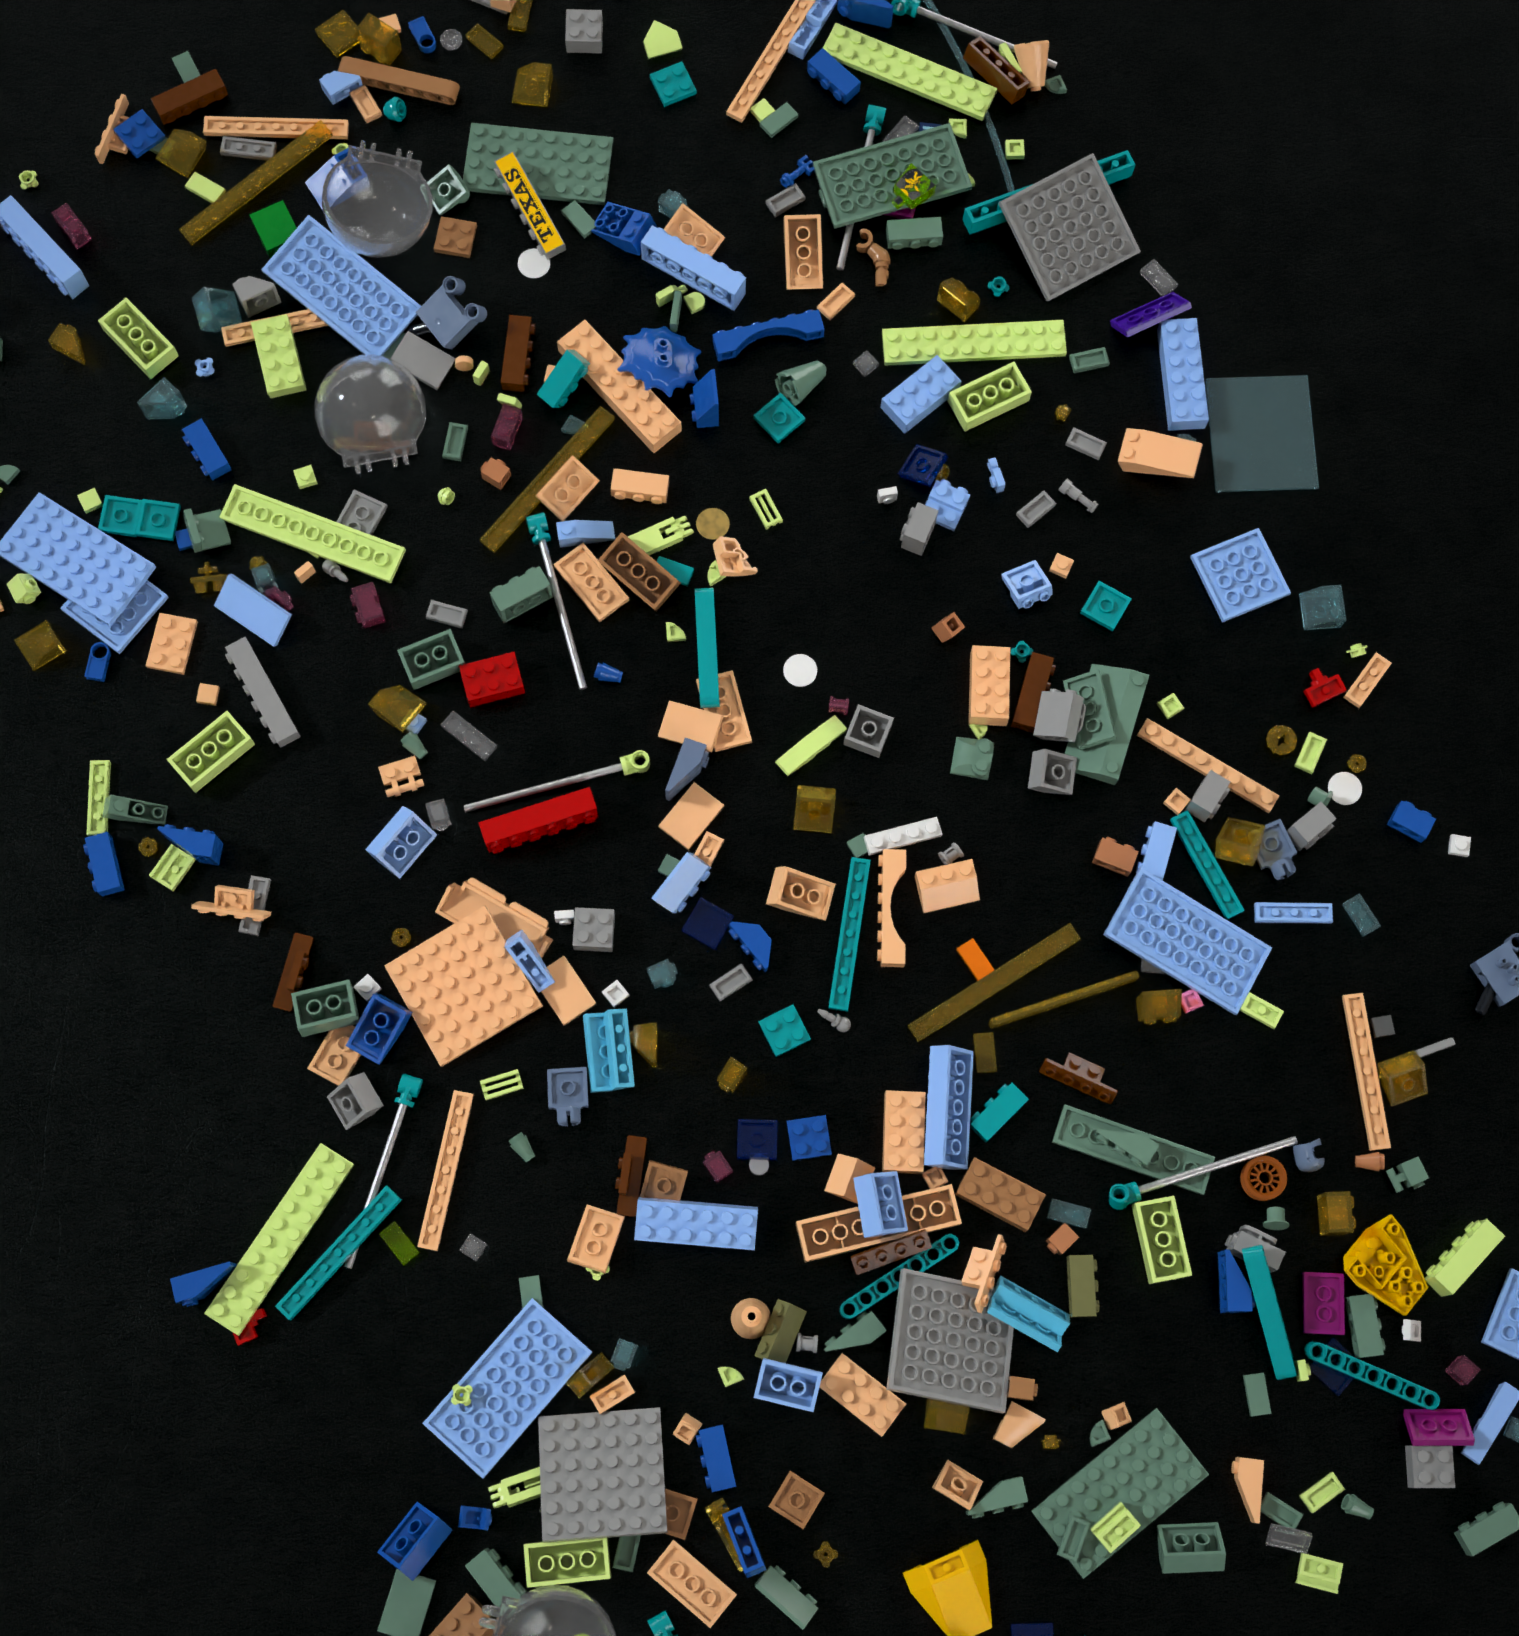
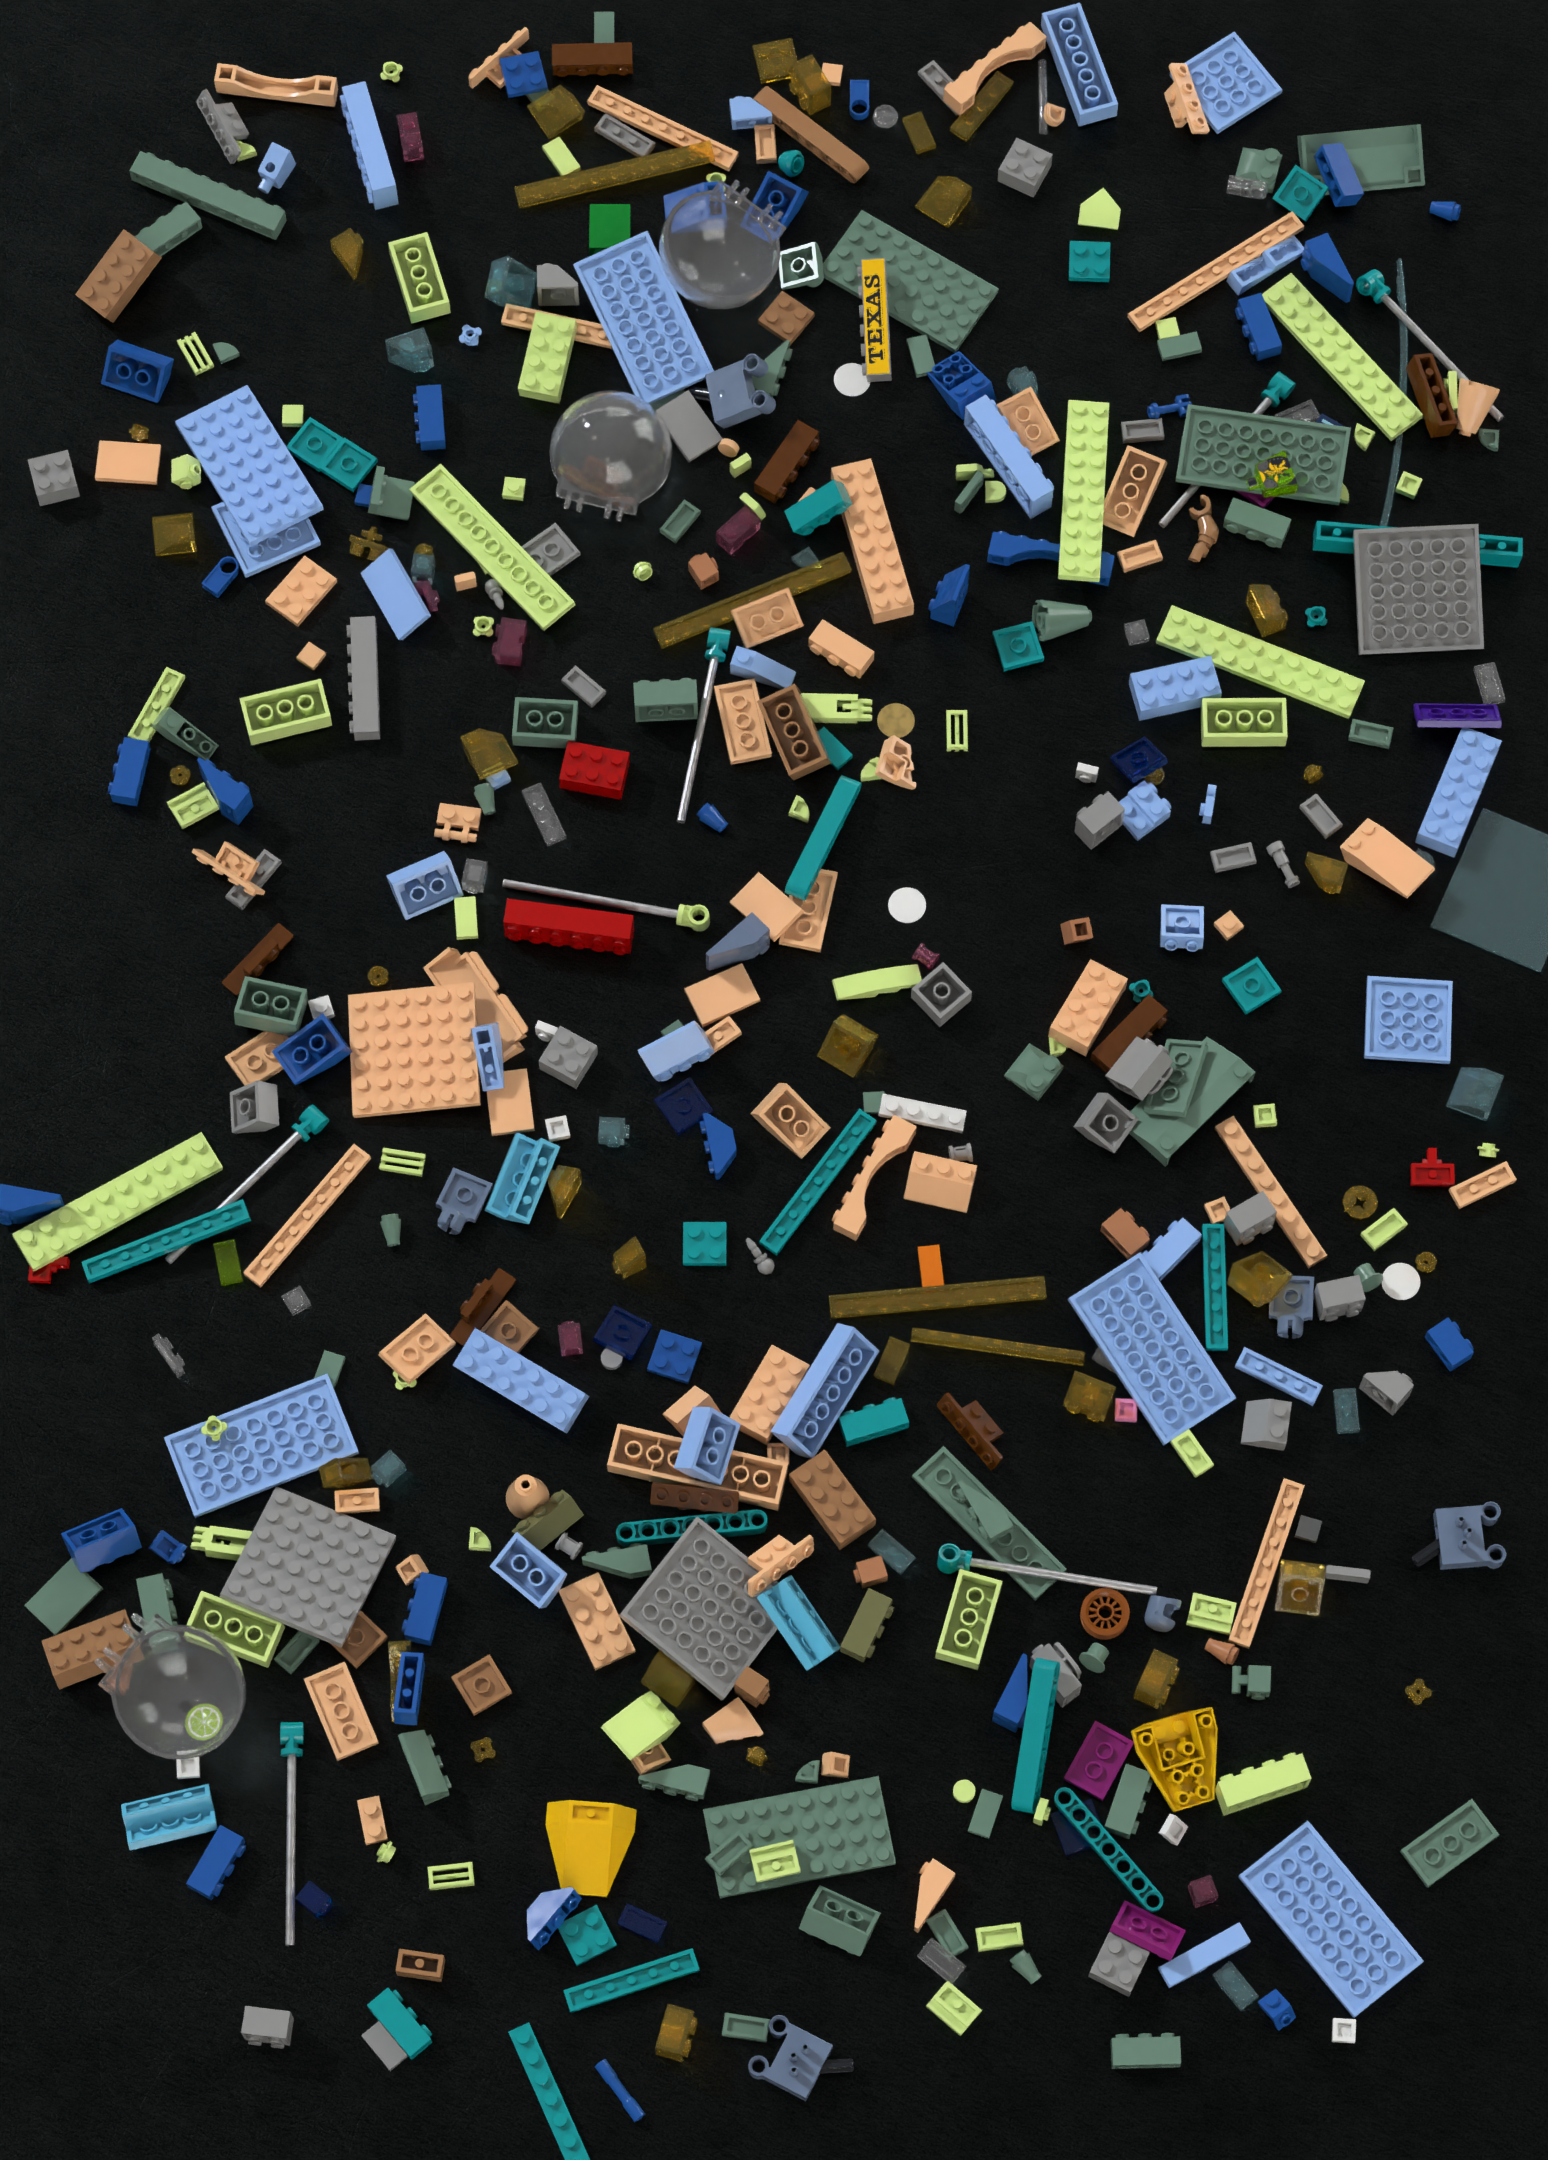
camera: 30 degrees right, 5 degrees down
(338, 598) = (479, 622): none -> yellowish green plate
(383, 1344) = (164, 1347): none -> clear plate
(402, 137) = (782, 195): none -> blue slope
(449, 852) = (466, 918): none -> yellowish green tile
(466, 274) = (776, 370): none -> sand green slope
(660, 359) = (926, 532): blue piece -> none
(730, 982) = (676, 1172): light grey tile -> none
(767, 269) = (1083, 491): none -> yellowish green plate
(948, 1470) = (641, 1725): none -> yellowish green slope
(1116, 486) = (1326, 872): none -> clear yellow slope
(1230, 1384) = (964, 1791): none -> yellowish green tile
(1306, 956) = (1266, 1423): none -> light grey slope
(1346, 1135) = (1211, 1613): none -> yellowish green plate
(1390, 883) = (1387, 1389): none -> light grey slope
(1459, 845) = (1487, 1392): white plate -> none

